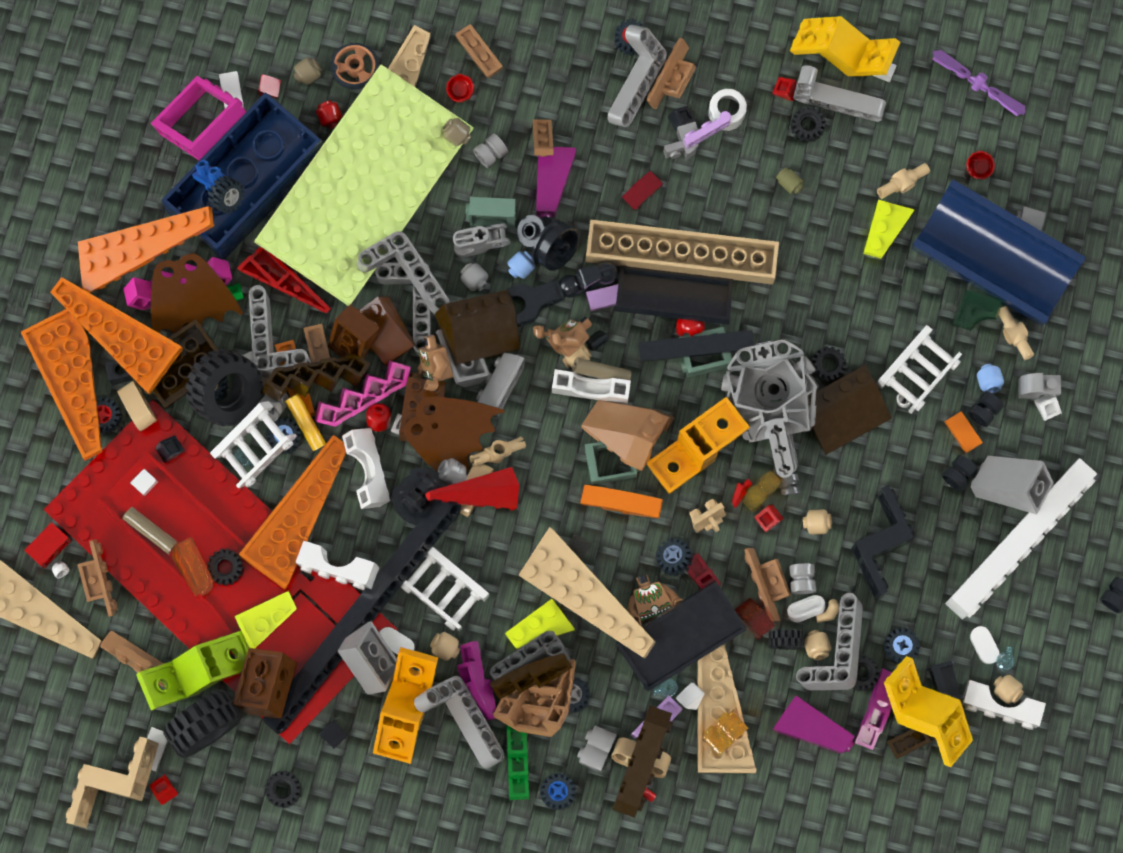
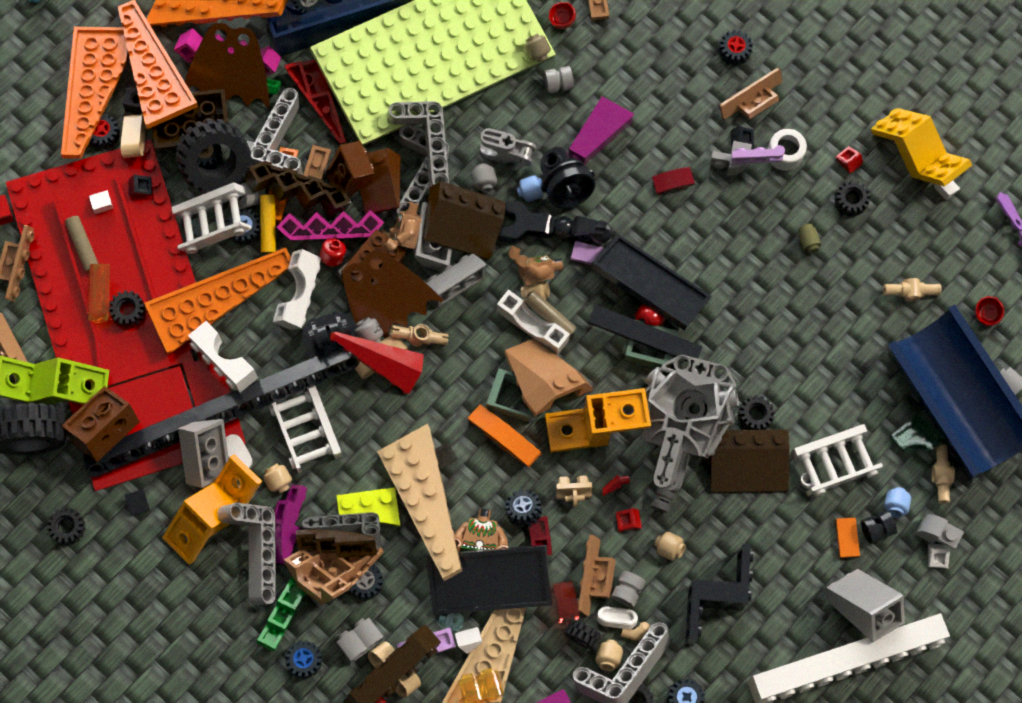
camera: 25 degrees right, 5 degrees down
(265, 618) = (134, 370): neon yellow wing -> none
(491, 211) = (530, 128): sand green window -> none
(542, 137) = (609, 90): medium nougat plate -> none
(597, 340) = (561, 287): black slope -> none
(650, 61) = (725, 84): light grey beam -> none
(682, 251) = (679, 249): tan brick -> none
(764, 489) = (629, 493): clear yellow brick -> none
(836, 98) = (888, 188): light grey beam -> none
(885, 227) = (874, 321): neon yellow wing -> none
(960, 472) = (825, 570): black wheel -> none

